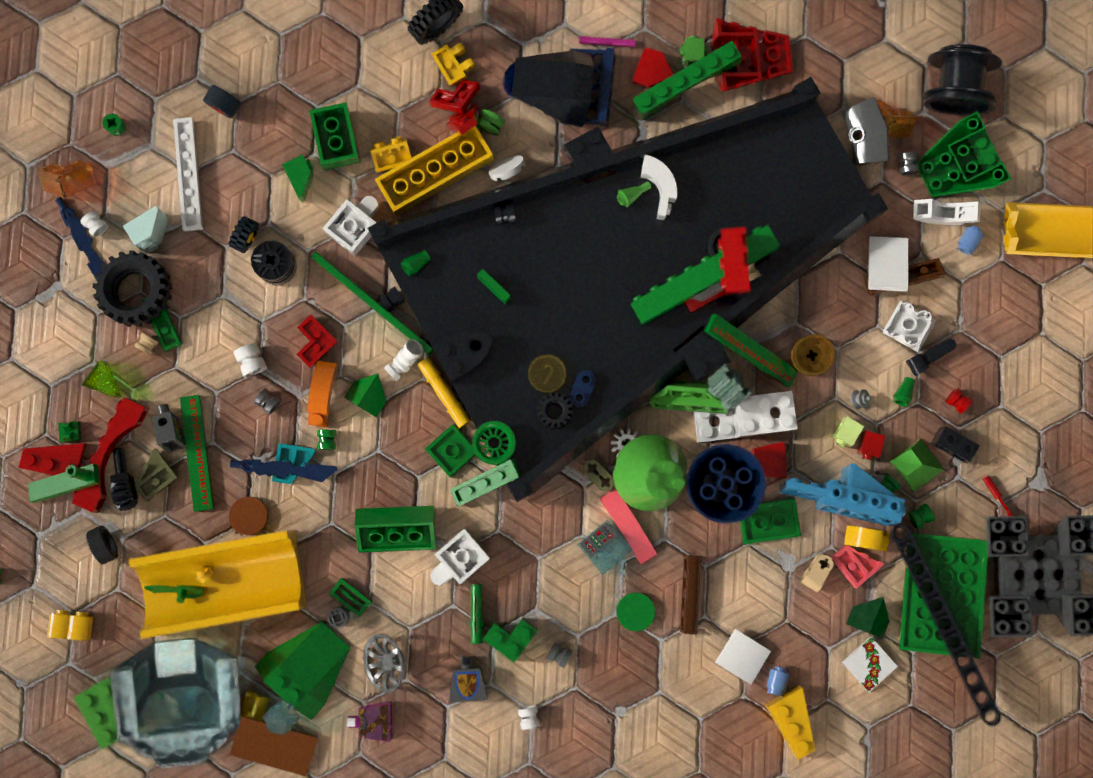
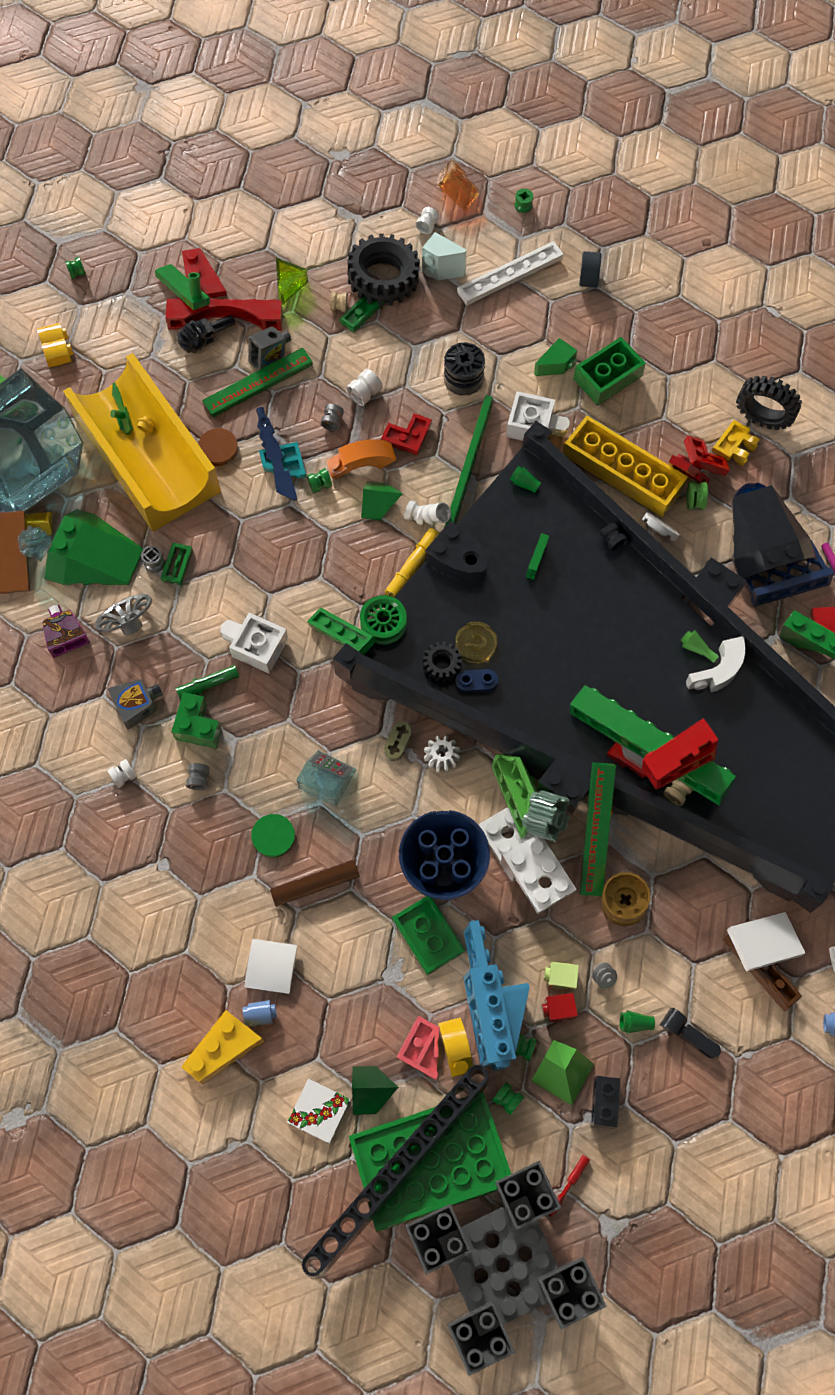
camera: 70 degrees right, 15 degrees down
(69, 431) = (231, 277): green tile -> none
(79, 235) = (409, 218): dark blue sword -> none
(102, 544) = (139, 337): black tyre -> none
(155, 476) = (220, 357): olive wing -> none
(243, 234) = (478, 333): black wheel -> none
(390, 154) = (615, 419): yellow bracket -> none
(391, 299) = (480, 481): black wheel -> none
(395, 529) = (260, 574): green slope -> none
(451, 450) = (356, 592): green tile -> none
(628, 526) = (357, 792): coral slope -> none
(650, 472) = (420, 782): bright green cone -> none
(772, 460) = (492, 904): red torso -> none
(814, 576) = (390, 1007): tan piece -> none
(909, 325) = (711, 998): white slope -> none
(958, 400) = (656, 1087): red wheel -> none

